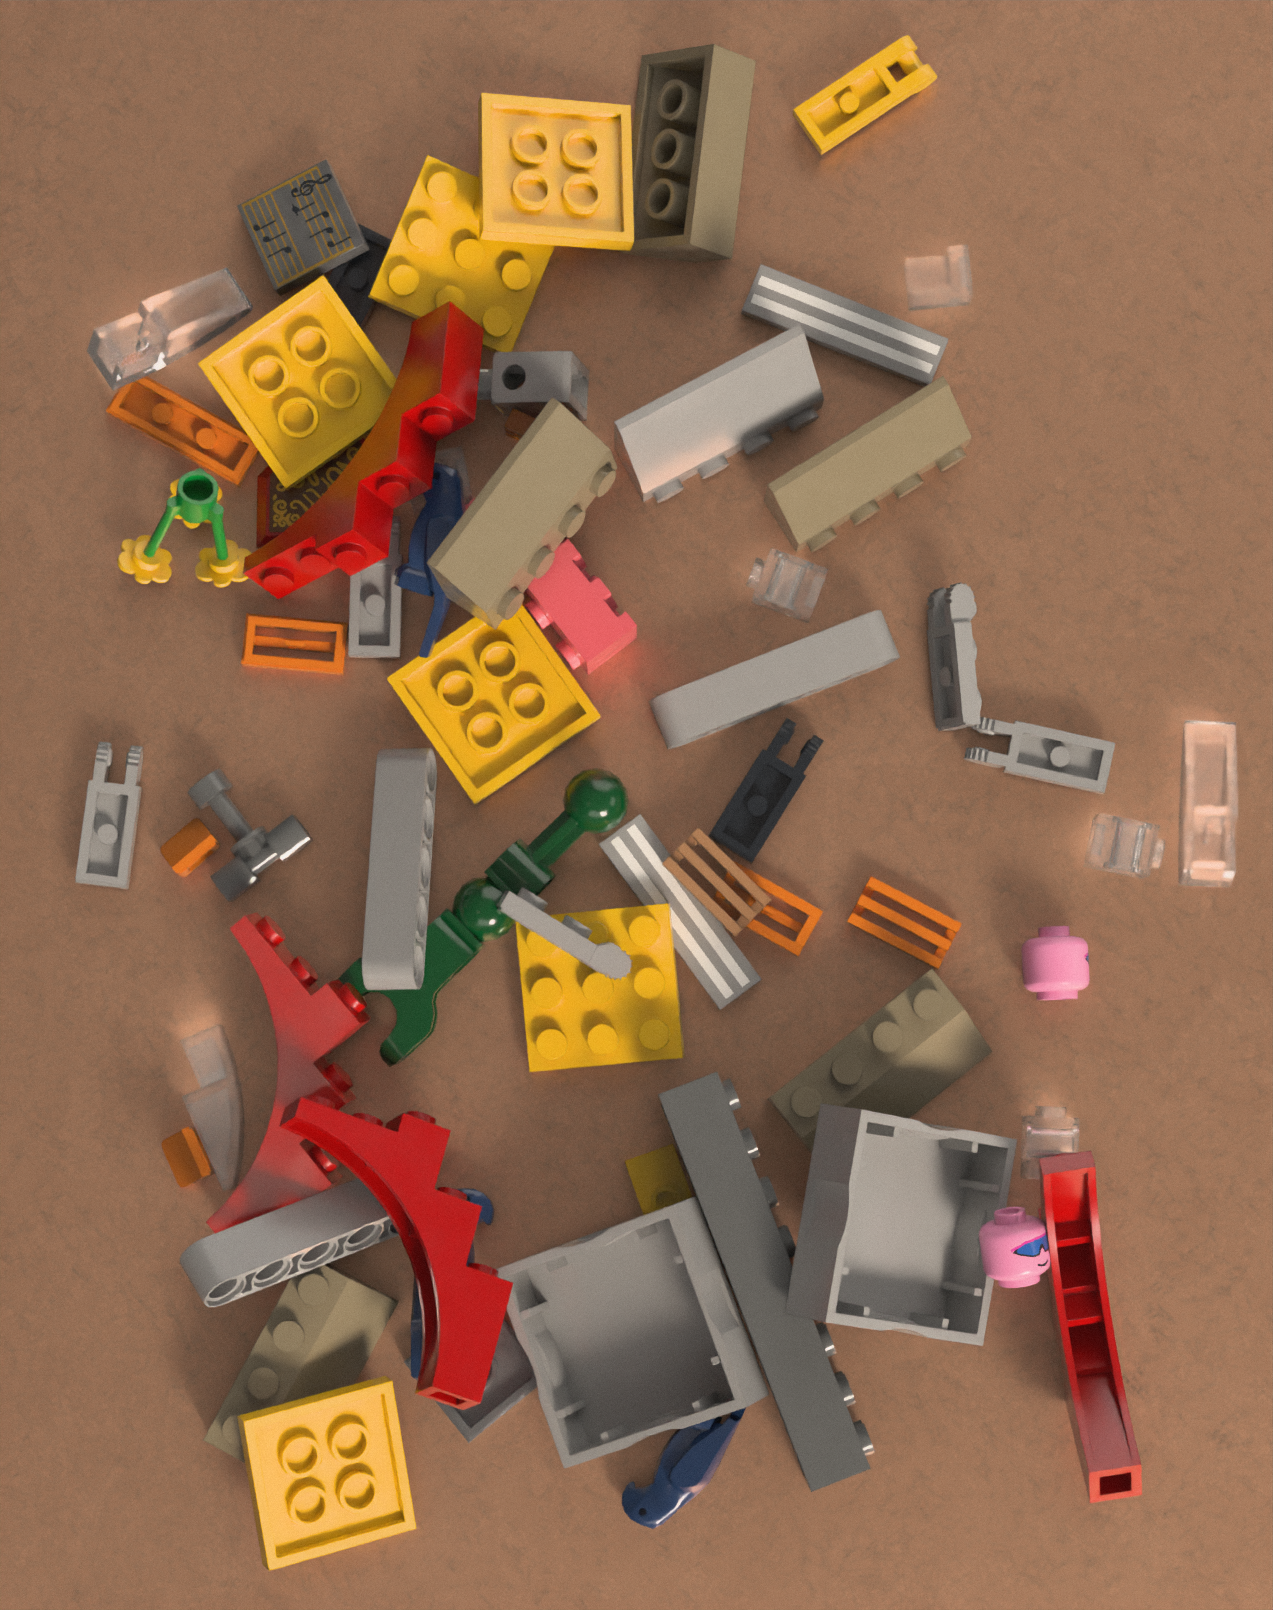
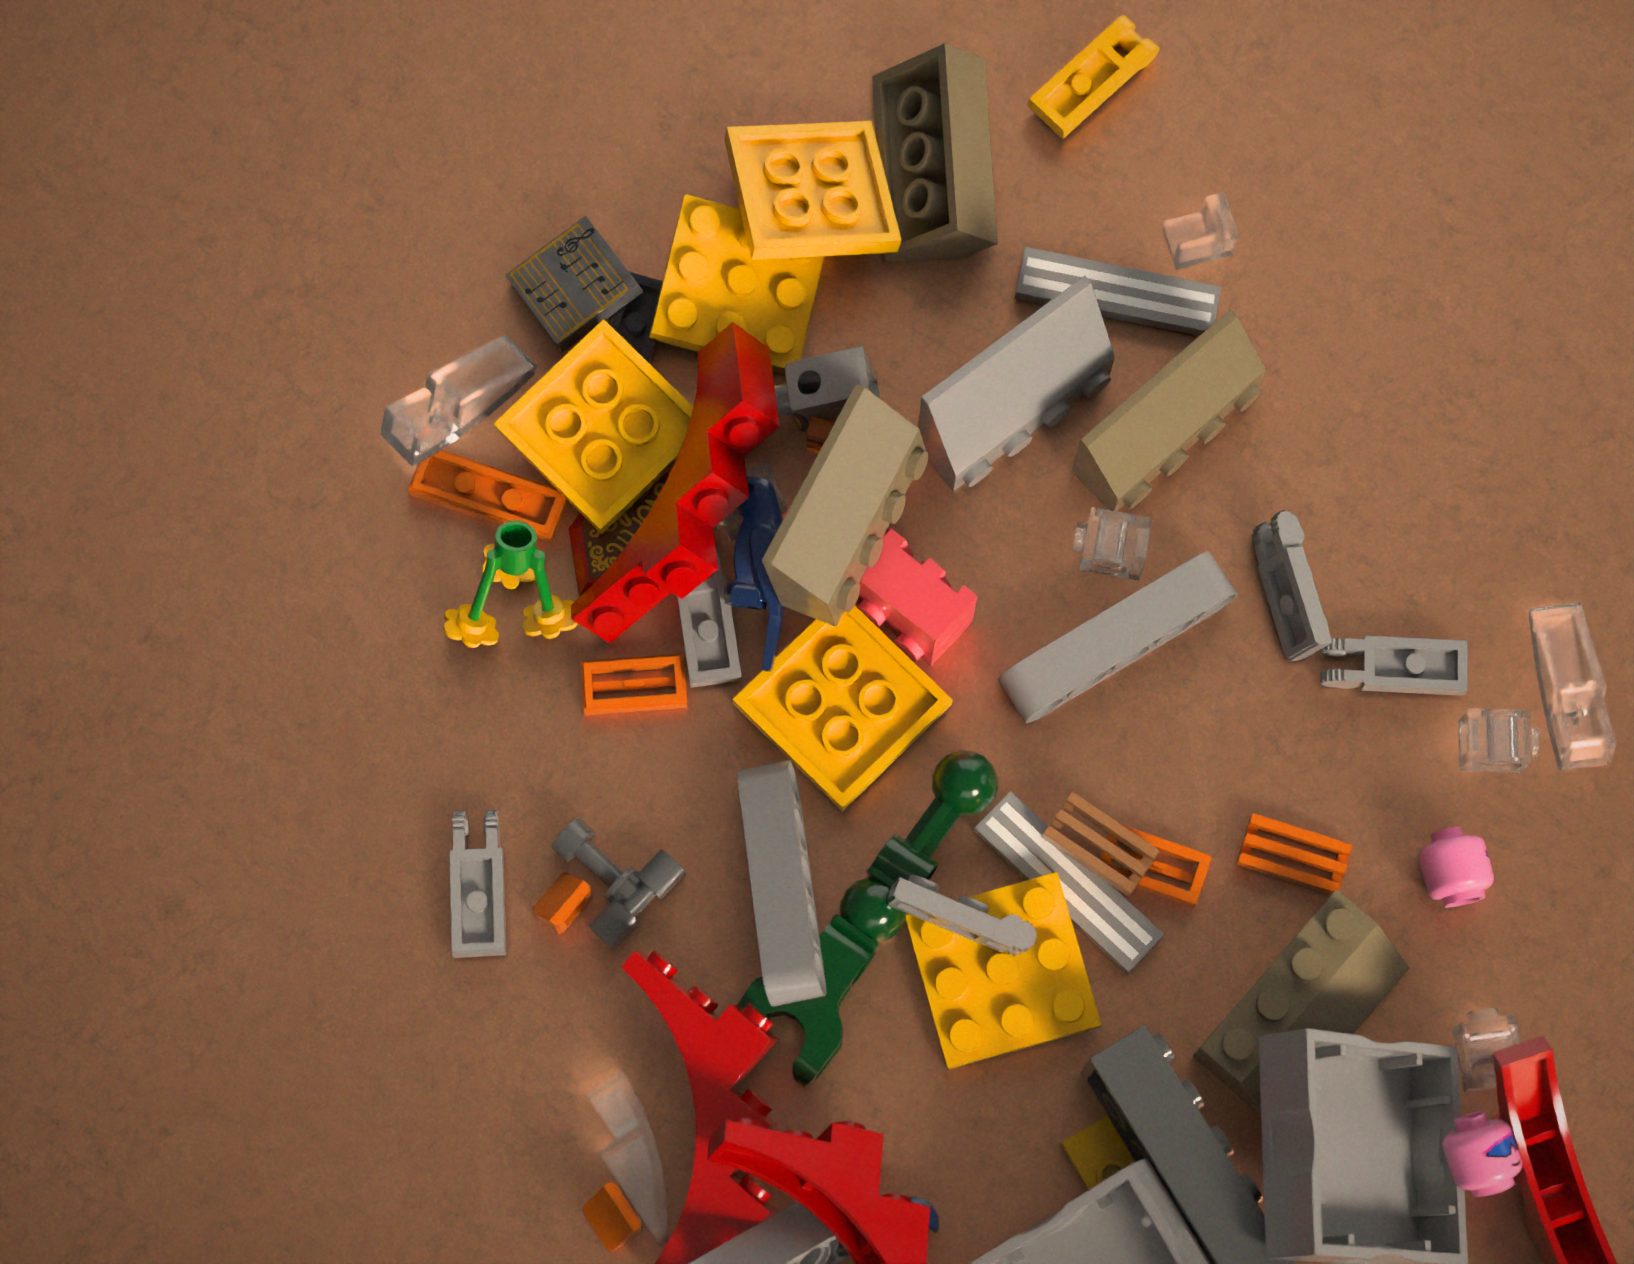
camera: 10 degrees left, 10 degrees down
(763, 796) = (1129, 753): black hinge -> none

